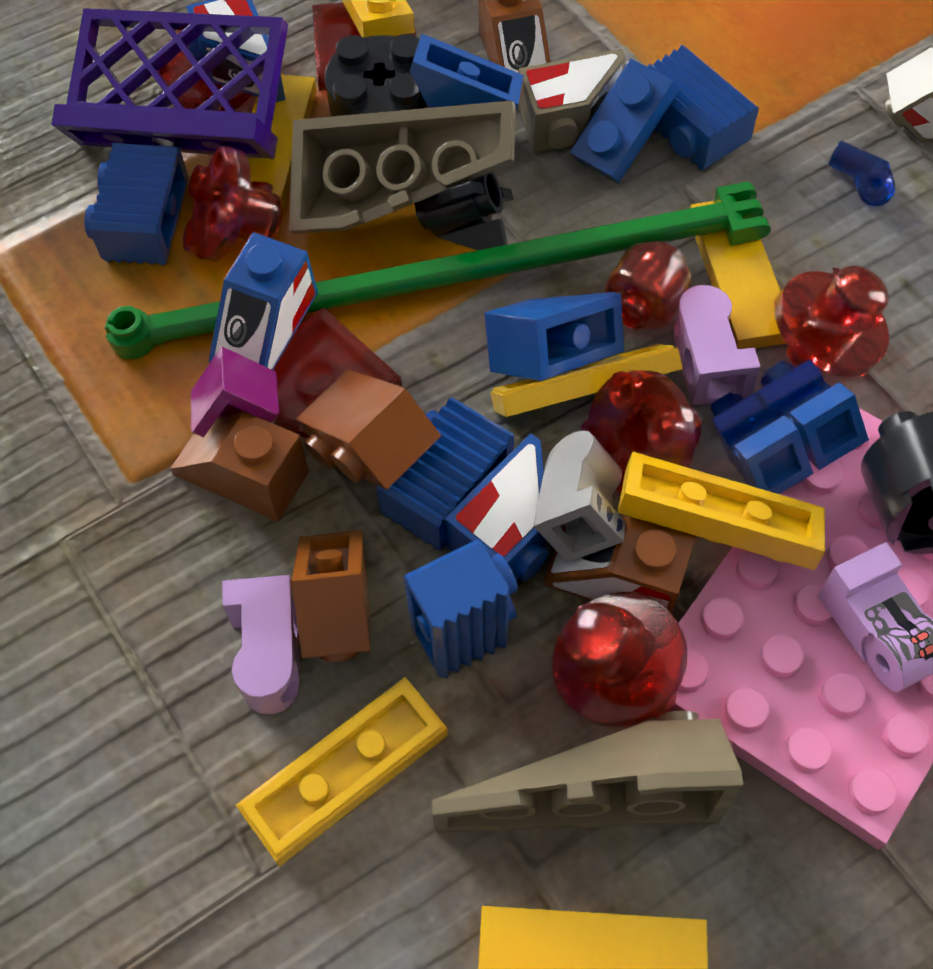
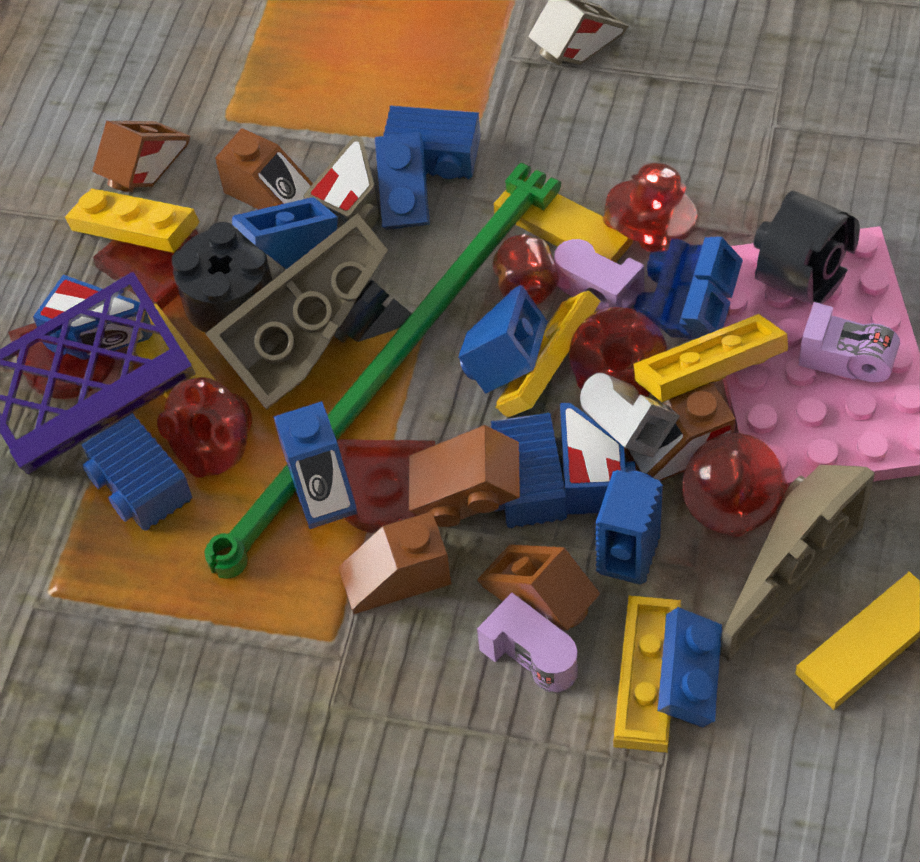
camera: 40 degrees left, 5 degrees down
(230, 387) = (351, 526): magenta panel -> none
(377, 804) = (690, 667): none -> blue plate
(870, 173) = (574, 105): clear blue arm -> none

